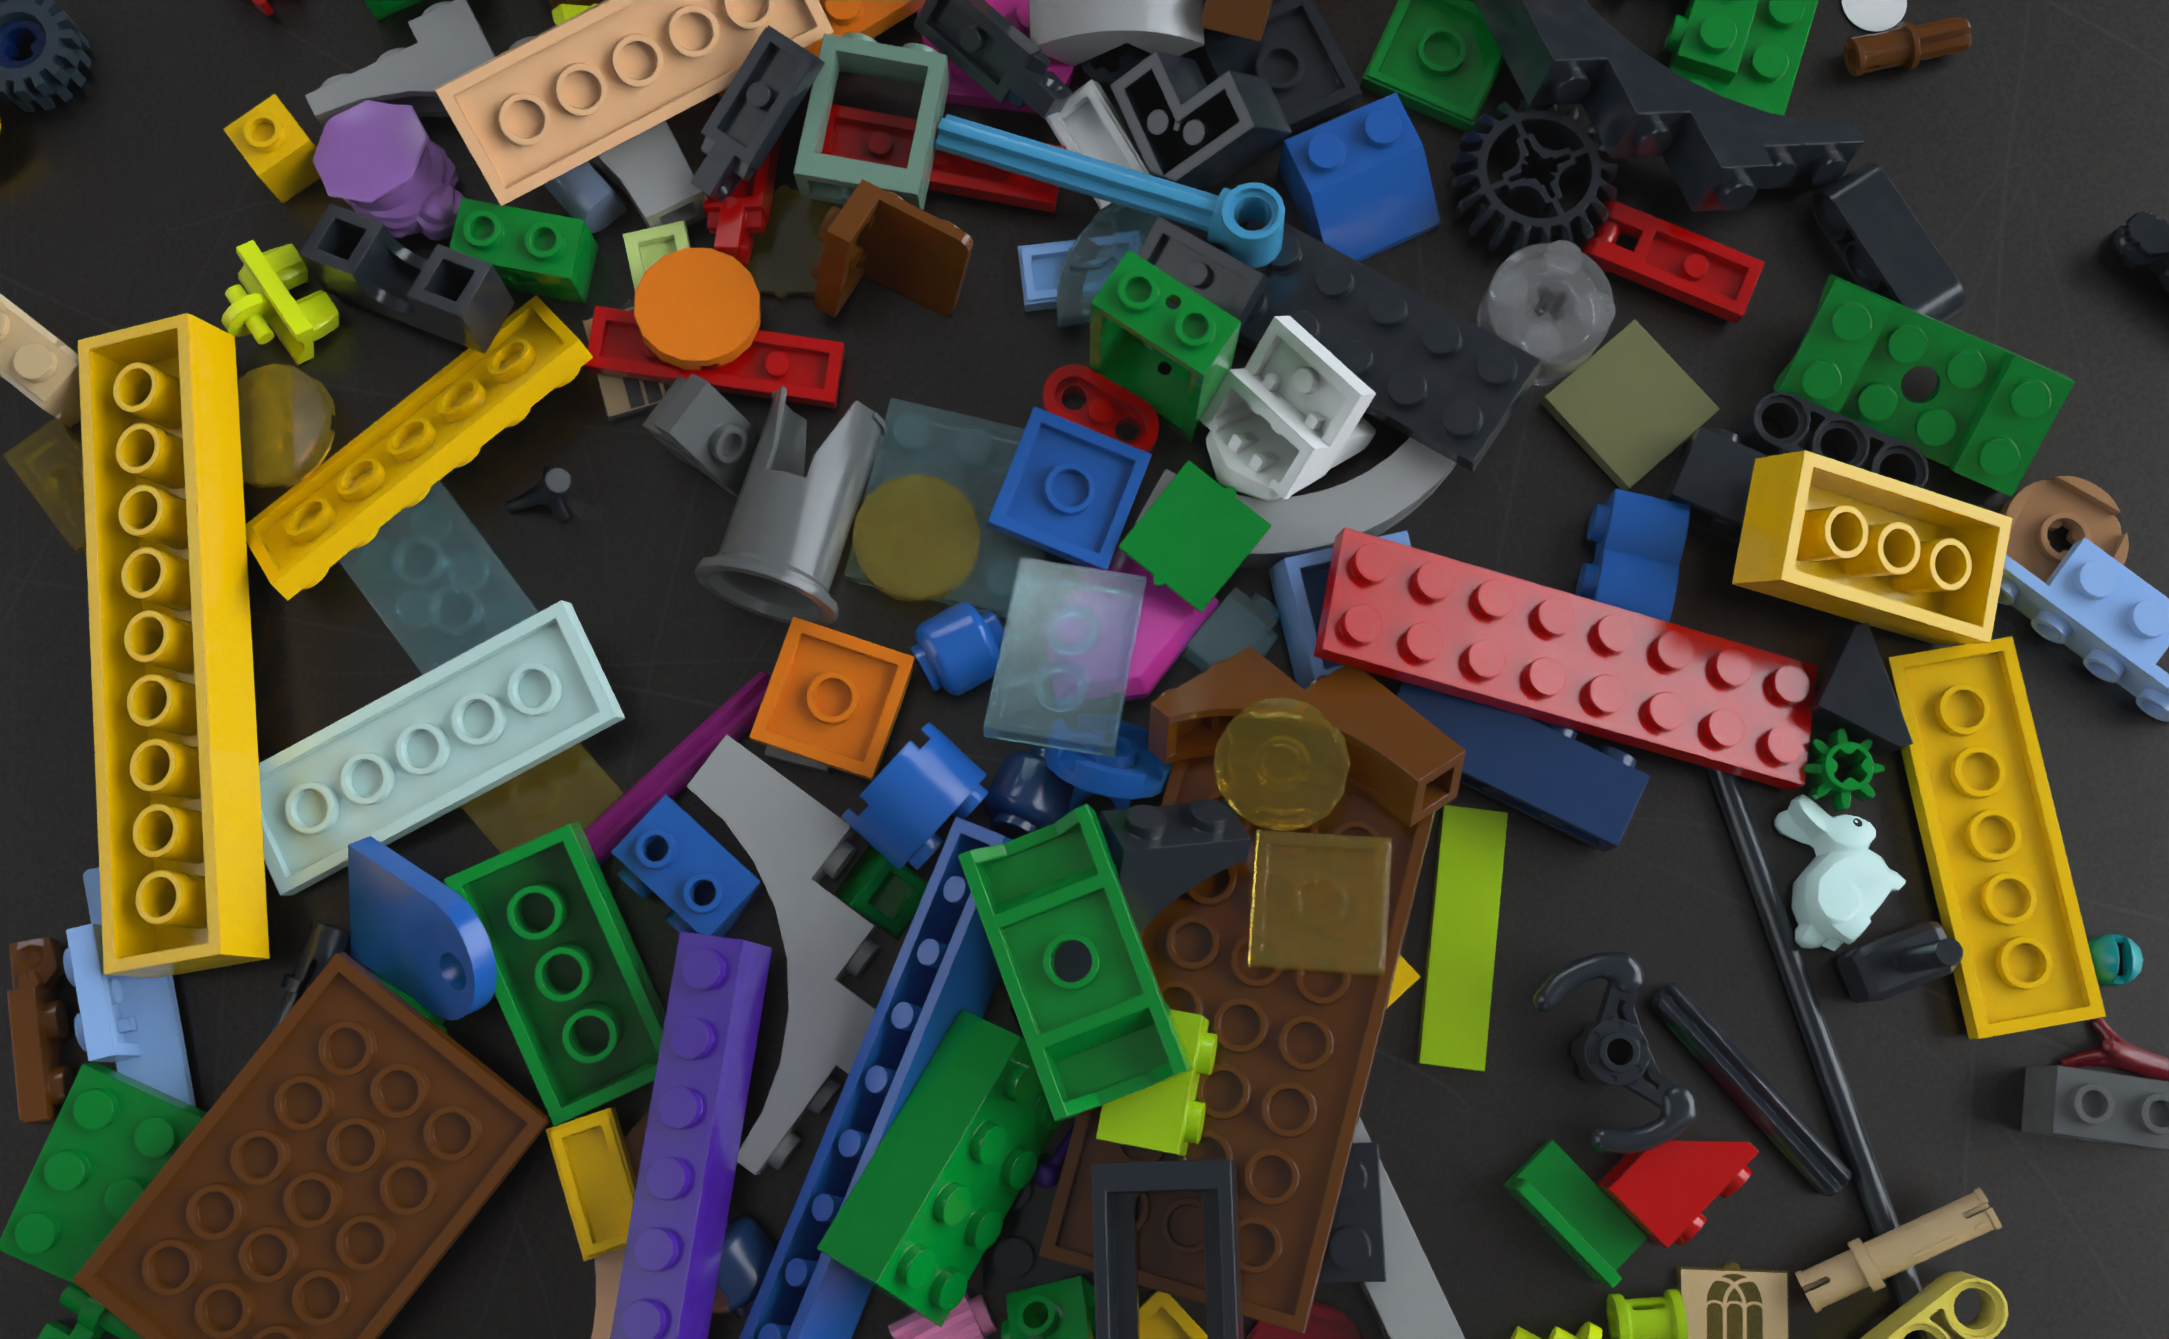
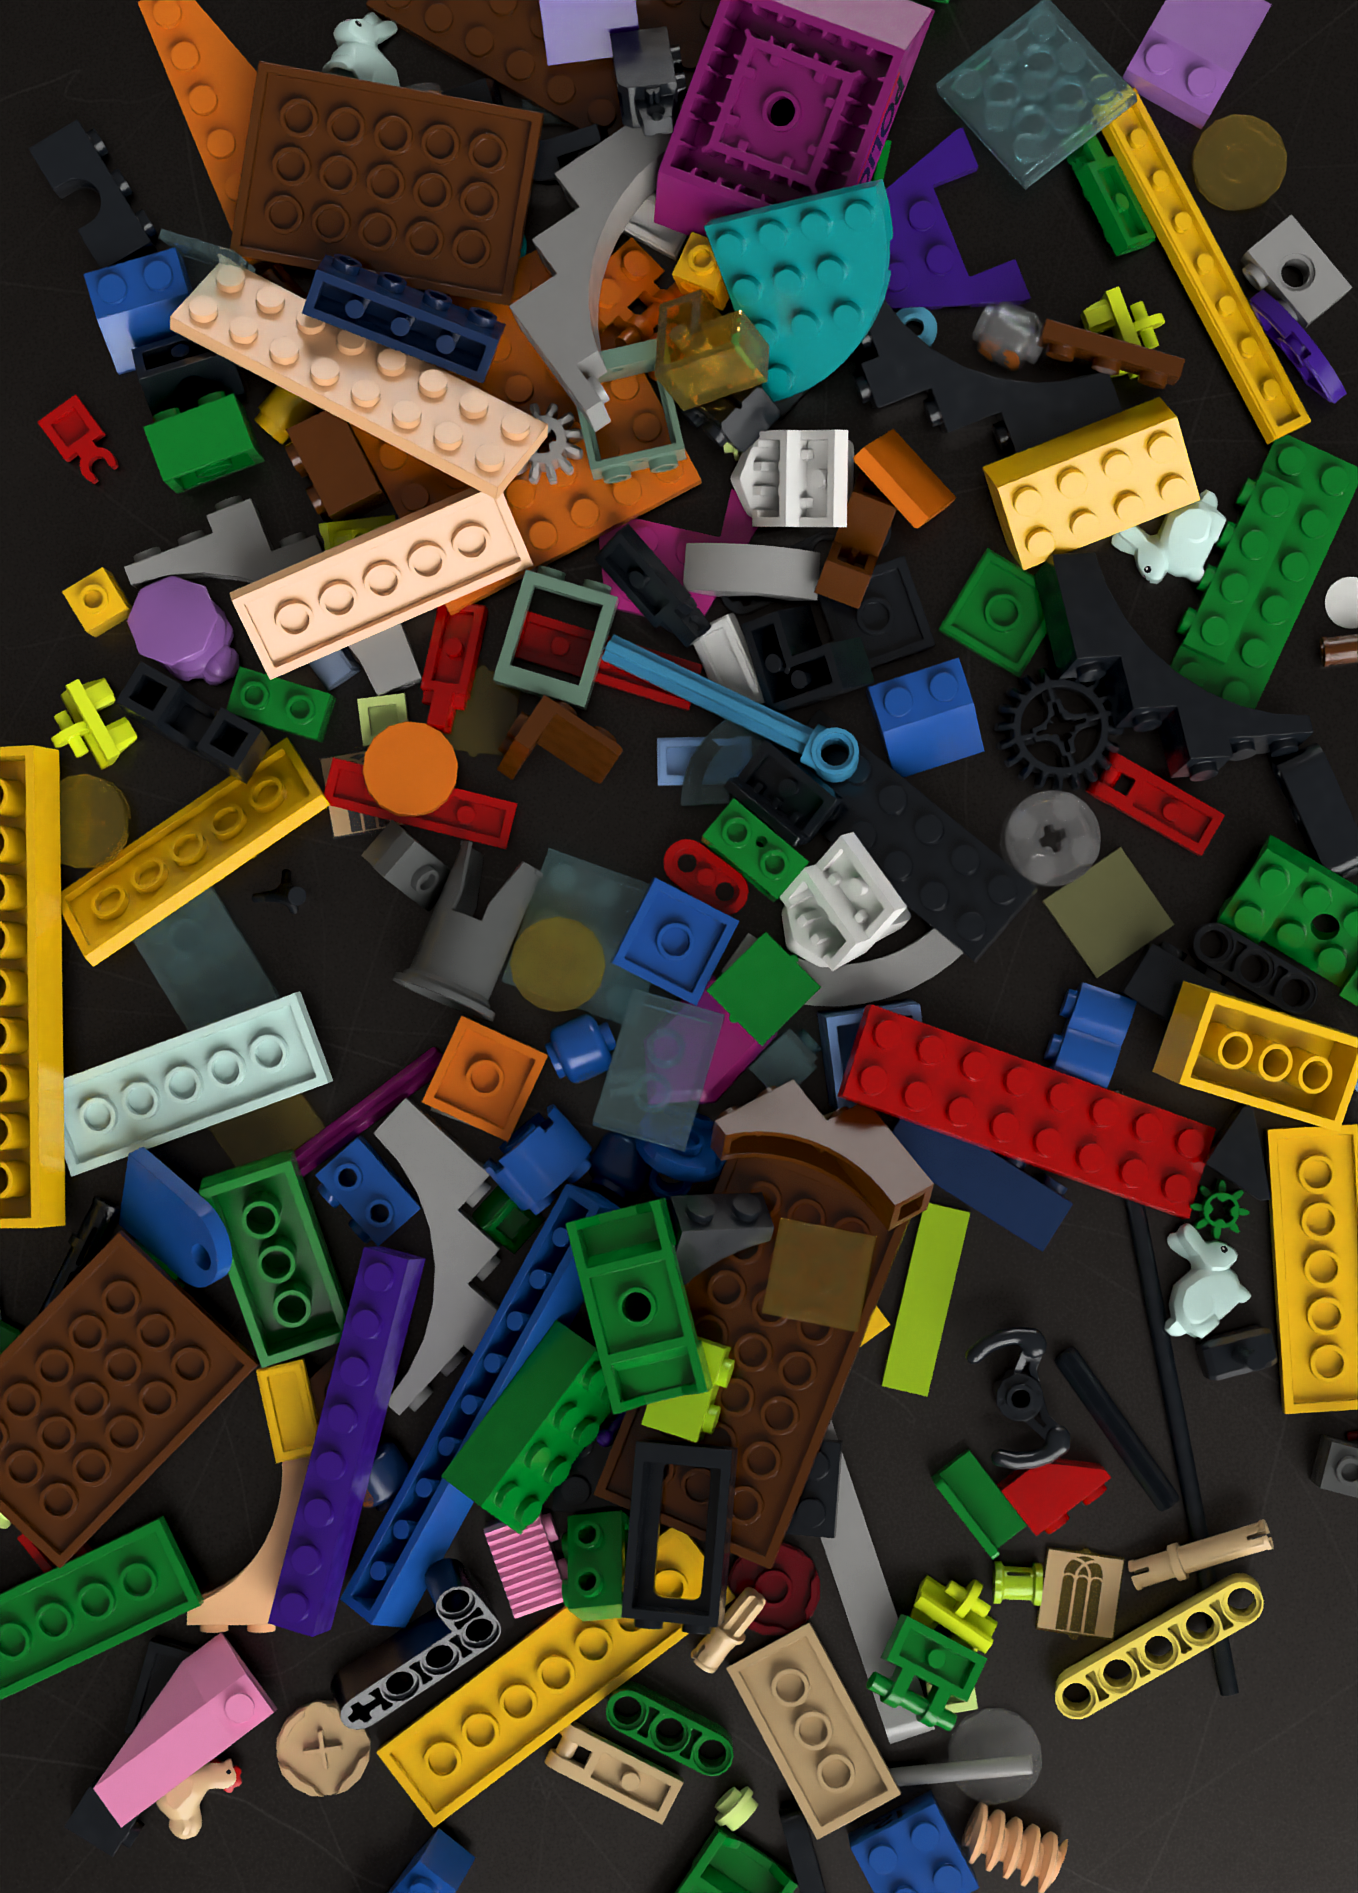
camera: 10 degrees right, 10 degrees up
(754, 112) = (468, 625): black hinge -> none
(1281, 764) = (802, 1175): clear yellow tile -> none

